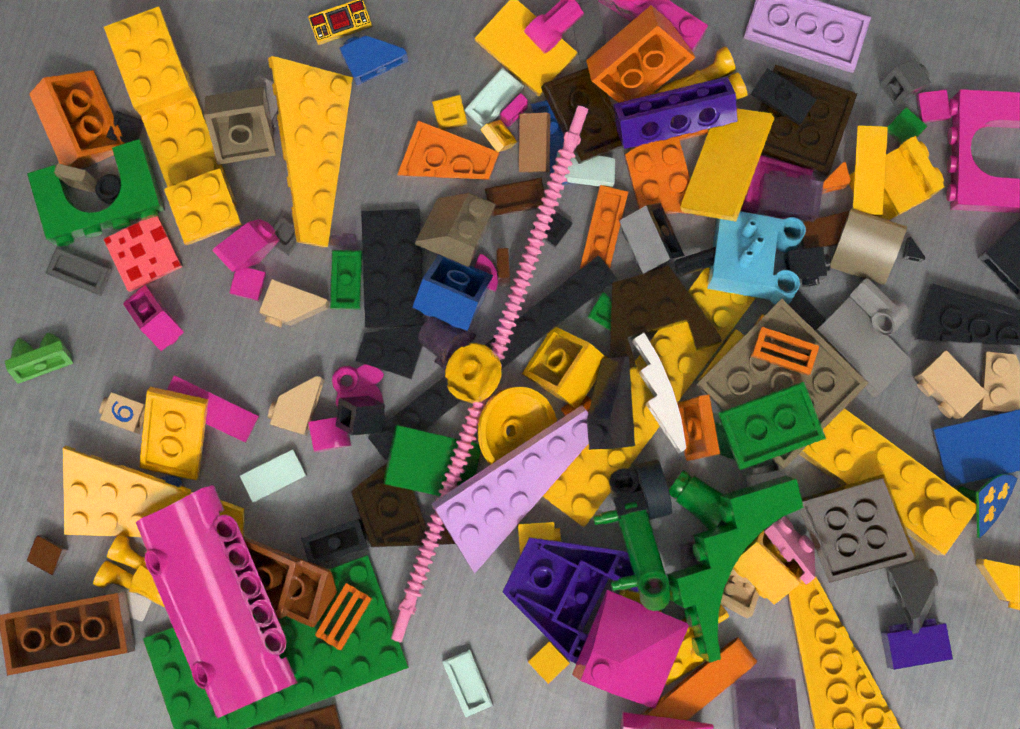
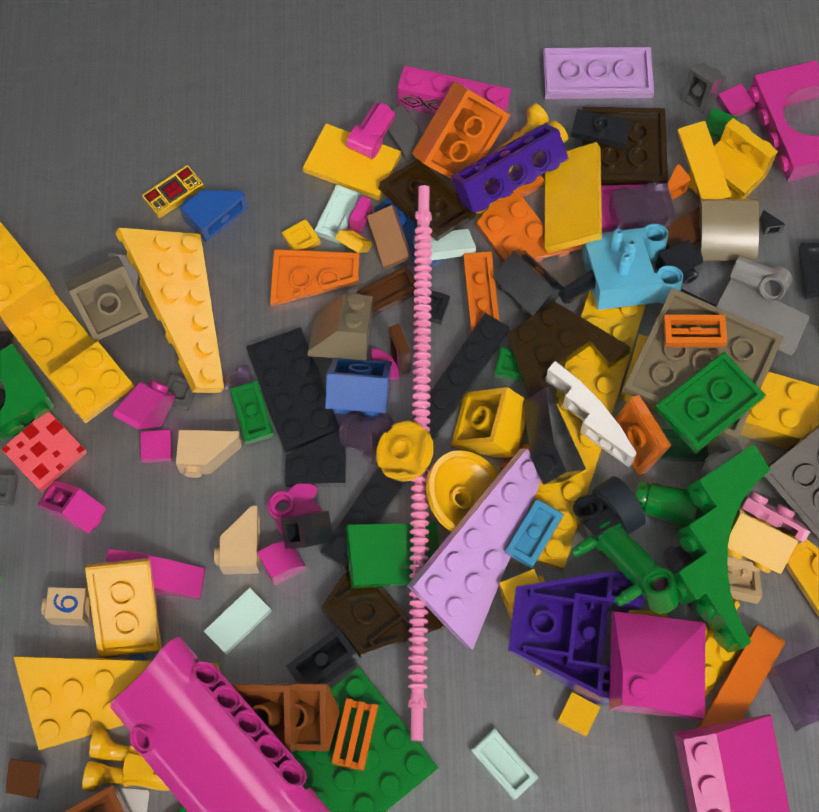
camera: 15 degrees left, 15 degrees down
(566, 489) = (534, 534): none -> dark azure plate

